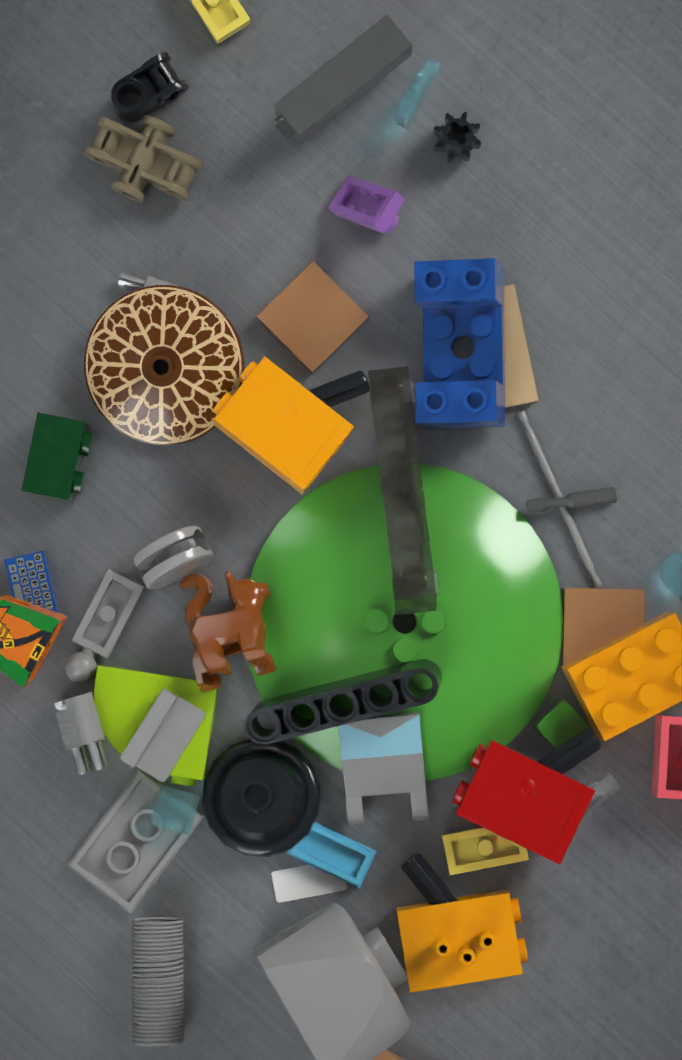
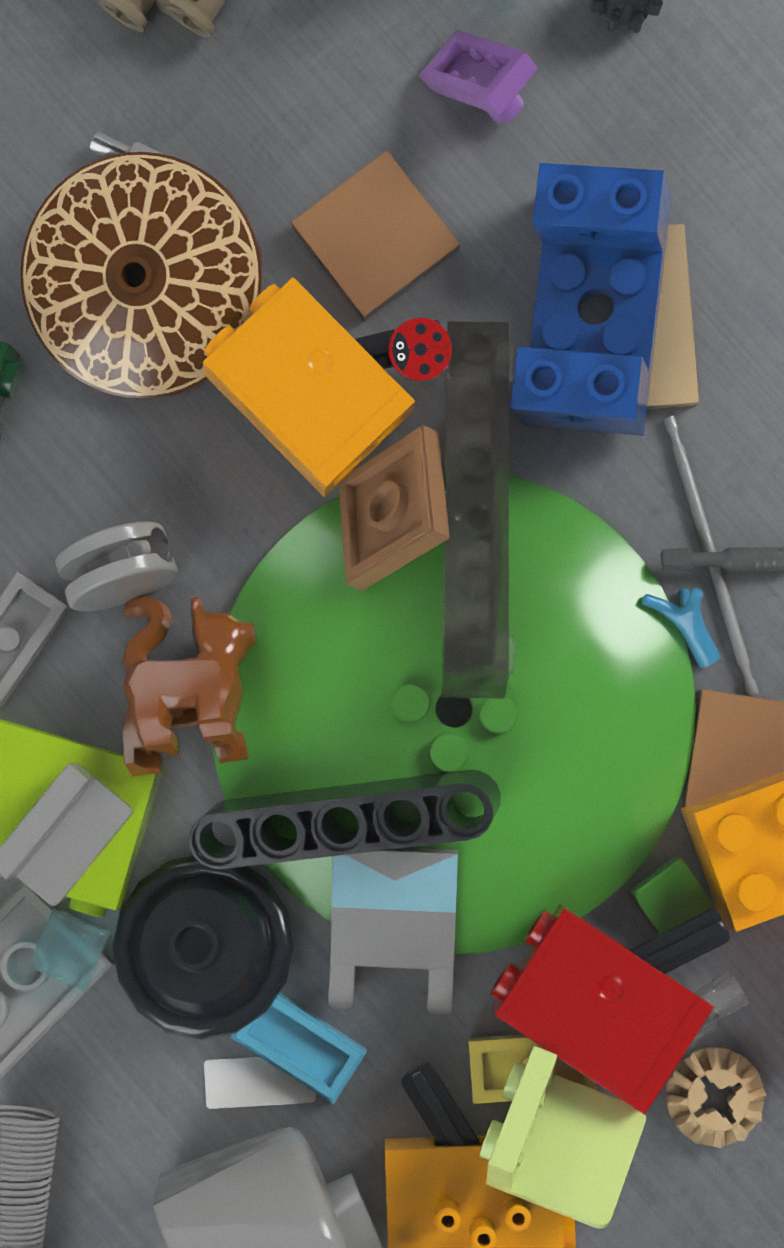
camera: 10 degrees right, 0 degrees up
(348, 497) = (393, 508): none -> medium nougat tile
(352, 392) = (419, 349): none -> red tile
(509, 890) = (561, 1143): none -> yellowish green bracket
(550, 545) = (689, 622): none -> dark azure bar
(588, 851) = (687, 1093): none -> tan gear

